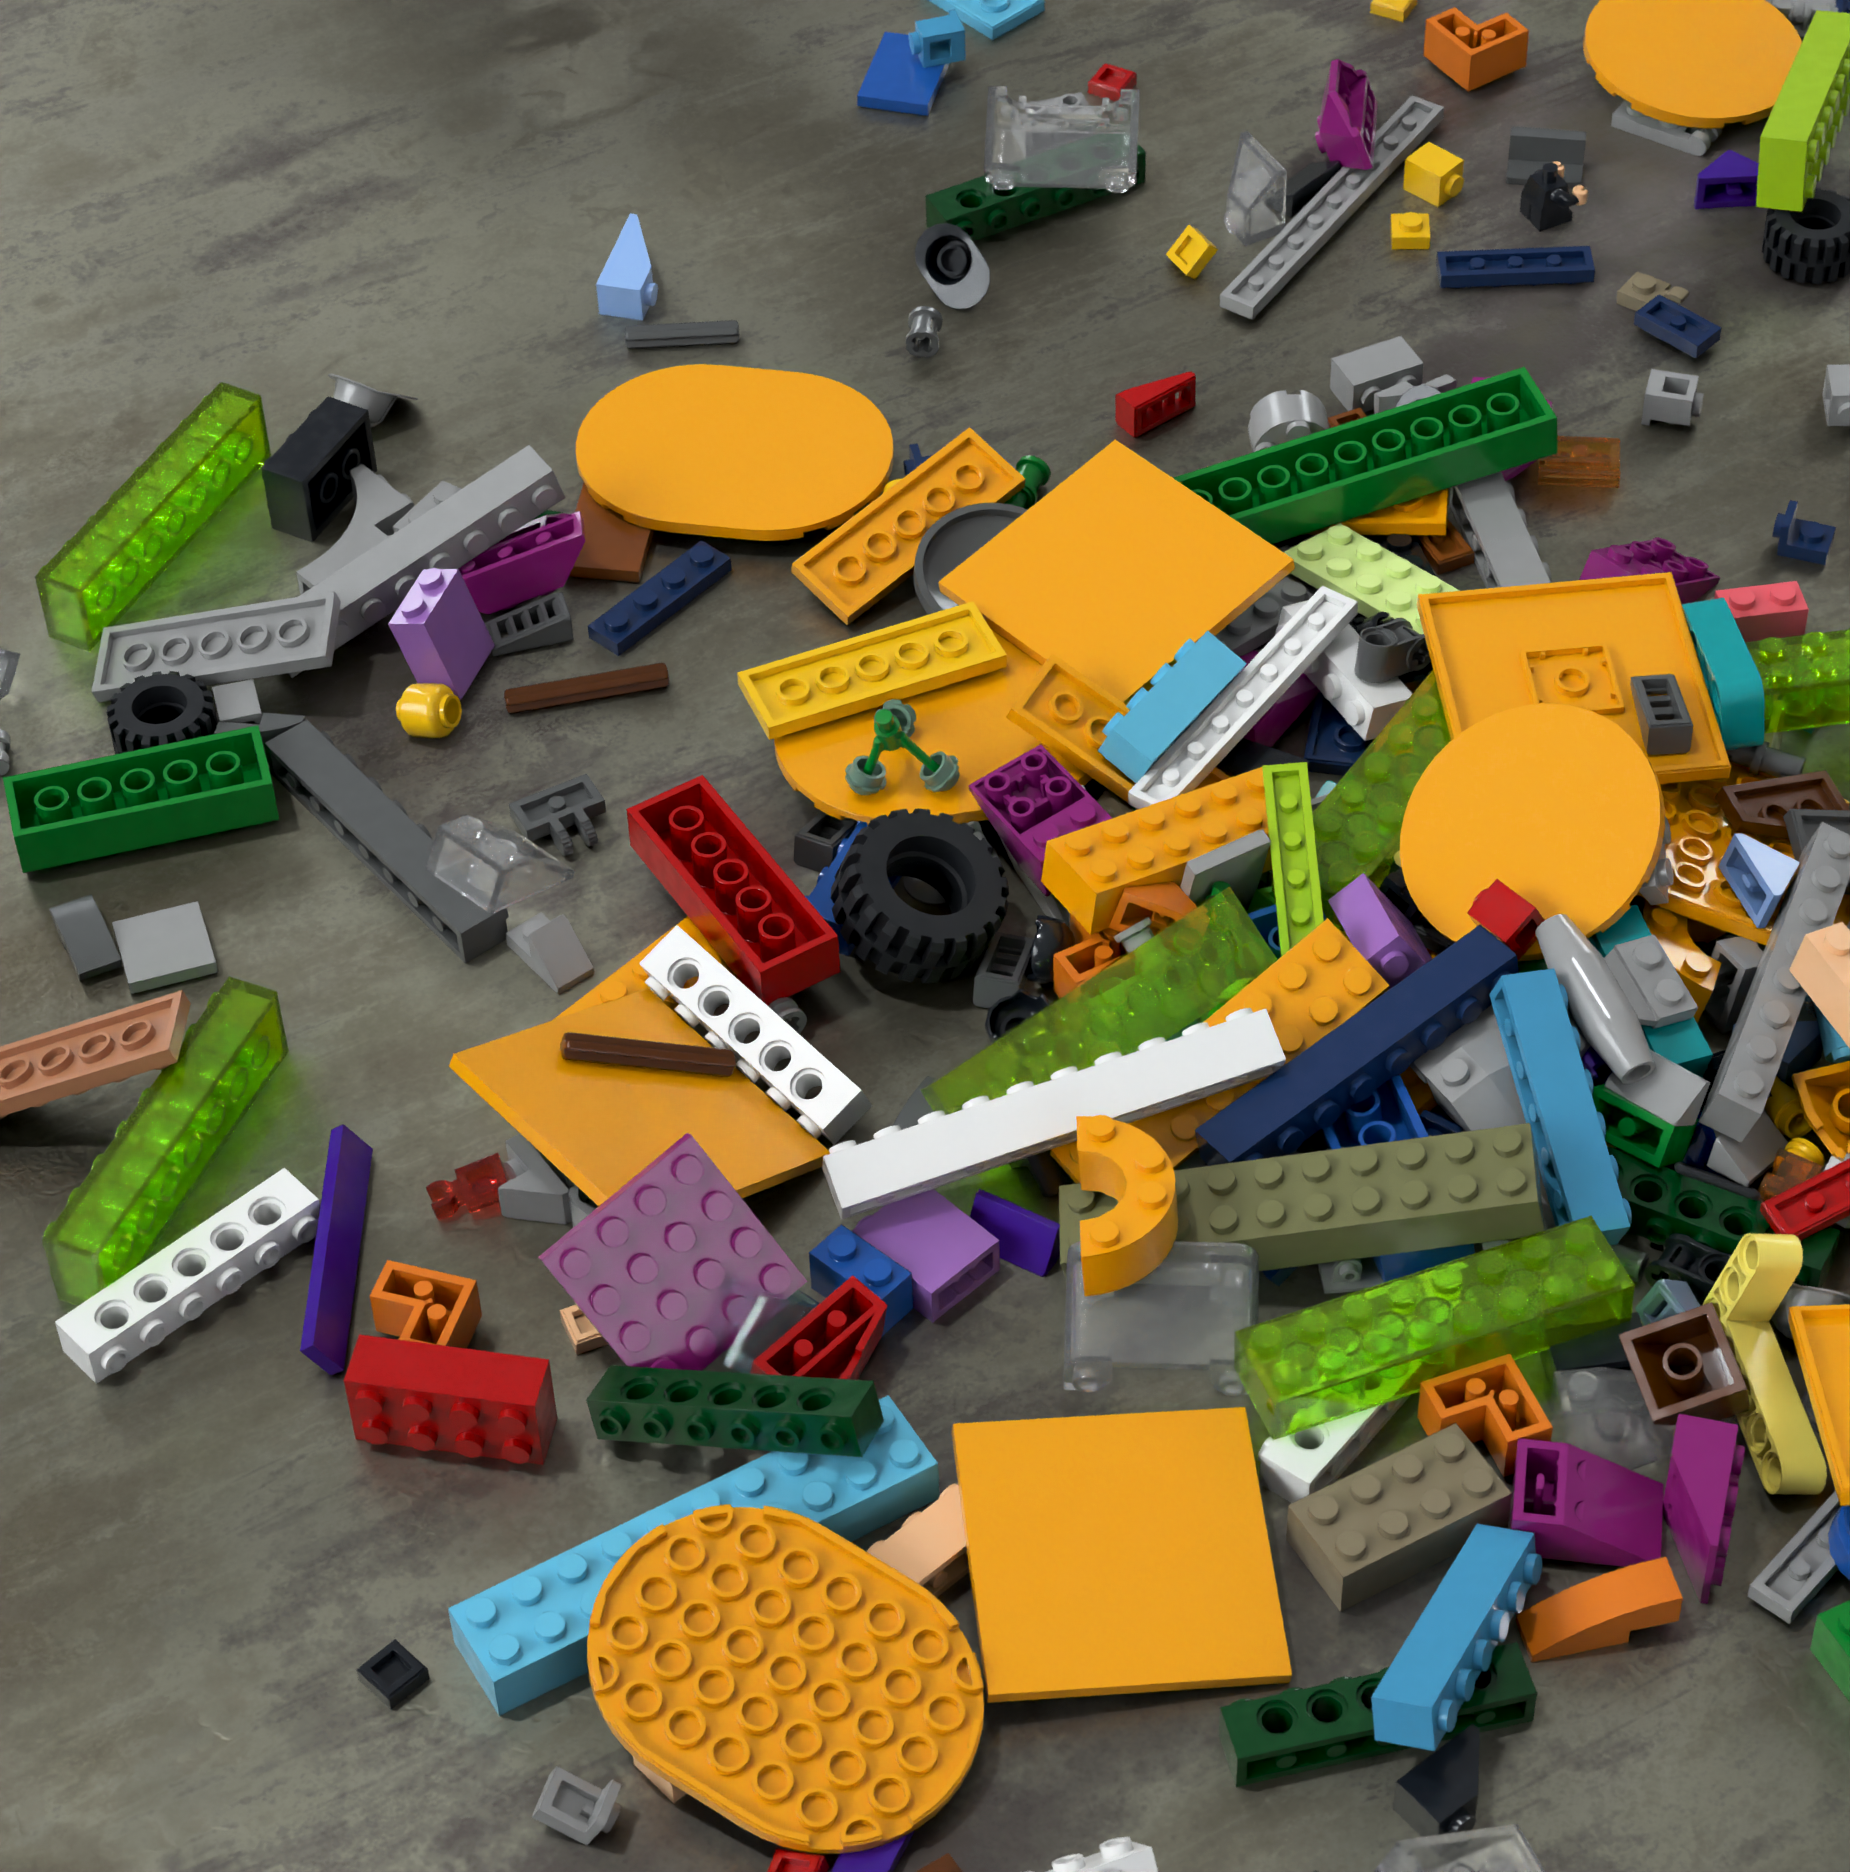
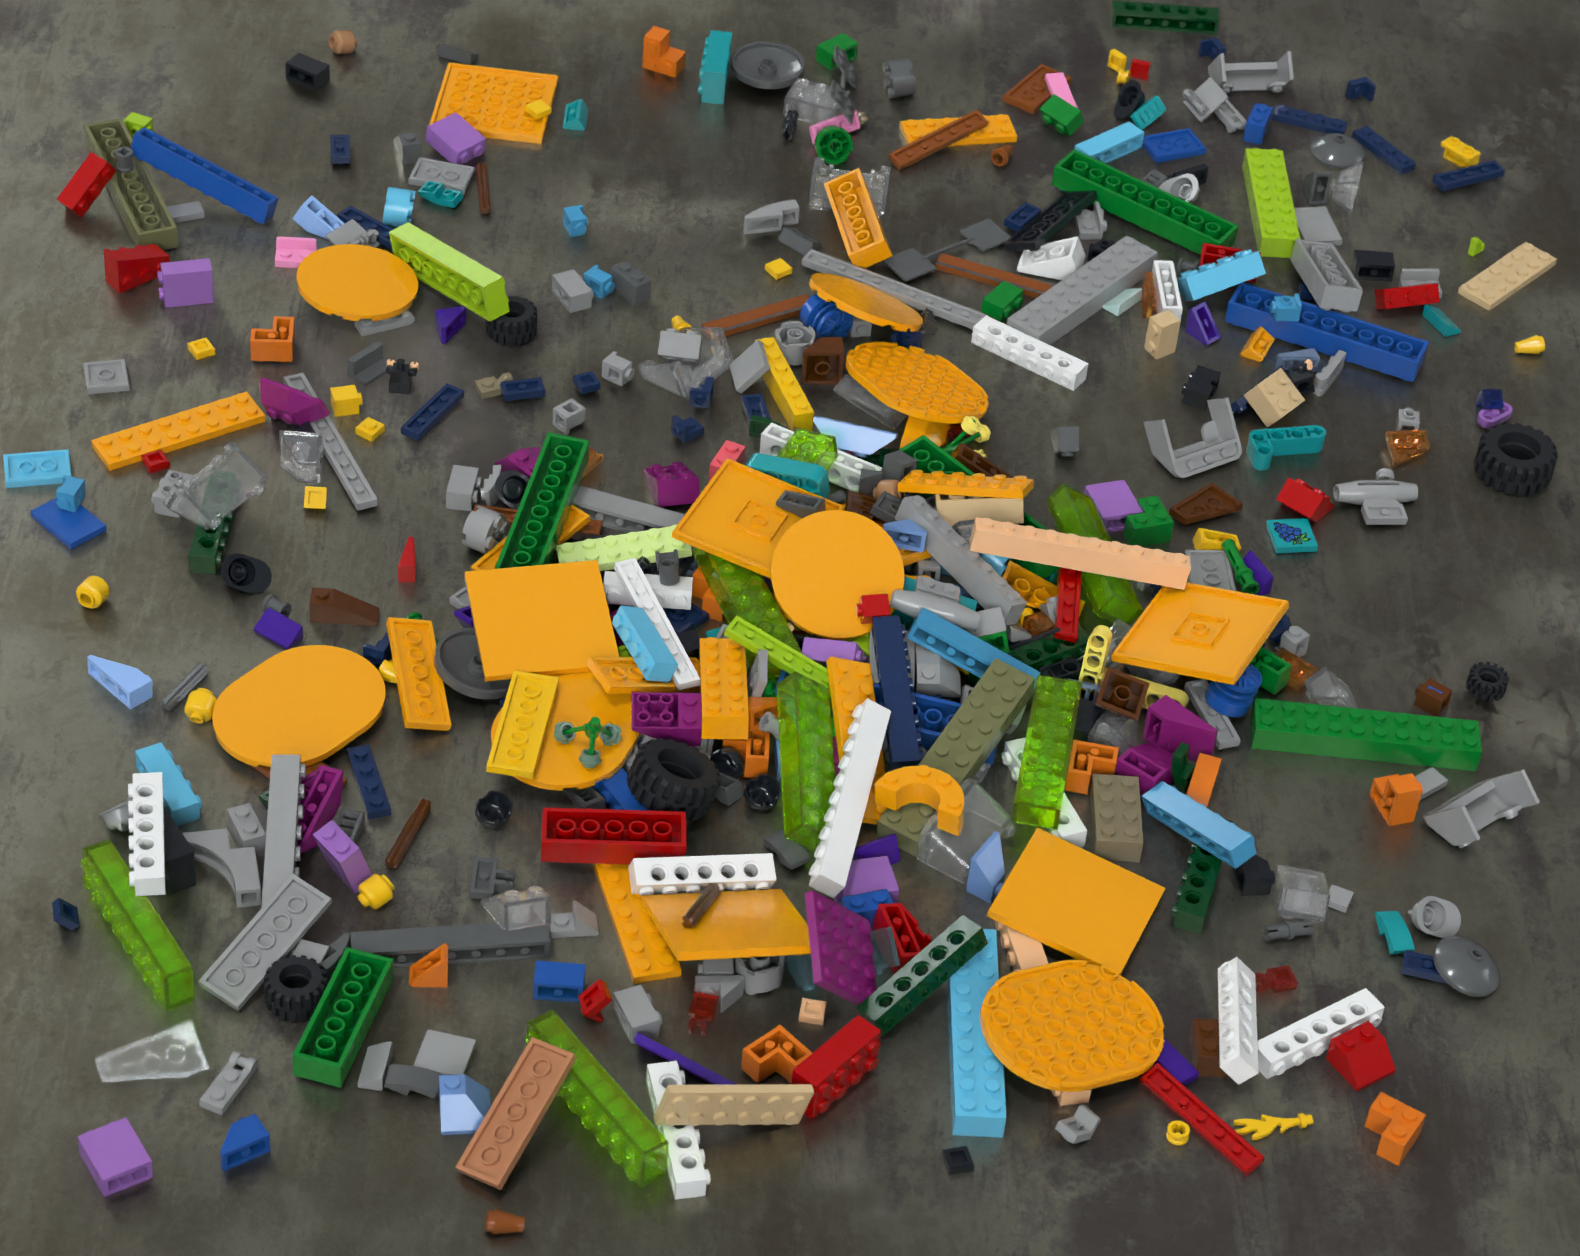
camera: 65 degrees left, 5 degrees down
(64, 995) = (462, 1104): none -> medium blue slope
(103, 883) = (375, 1066): none -> light grey slope
(136, 447) = (65, 914): none -> dark blue plate
(236, 1295) = (733, 1104): none -> tan plate
(281, 418) = (148, 836): none -> white brick
(322, 850) = (431, 969): none -> orange slope
(381, 1050) = (594, 1000): none -> red bracket
(403, 1111) = (636, 1013): none -> light grey brick
(404, 991) = (558, 981): none -> blue brick
(466, 413) = (177, 792): none -> medium azure brick
(647, 356) = (200, 705): none -> yellow head
(702, 746) = (493, 809): none -> black hair
(775, 159) = (92, 592): none -> yellow head
(884, 359) = (279, 629): none -> dark purple slope
(983, 390) = (340, 608): none -> reddish brown slope
(1095, 1377) = (987, 870): none -> medium blue slope
(1195, 68) = (178, 430): none -> light orange plate
(1605, 1540) = (1181, 769): none -> dark green slope
(1776, 381) = (586, 382): none -> dark blue plate

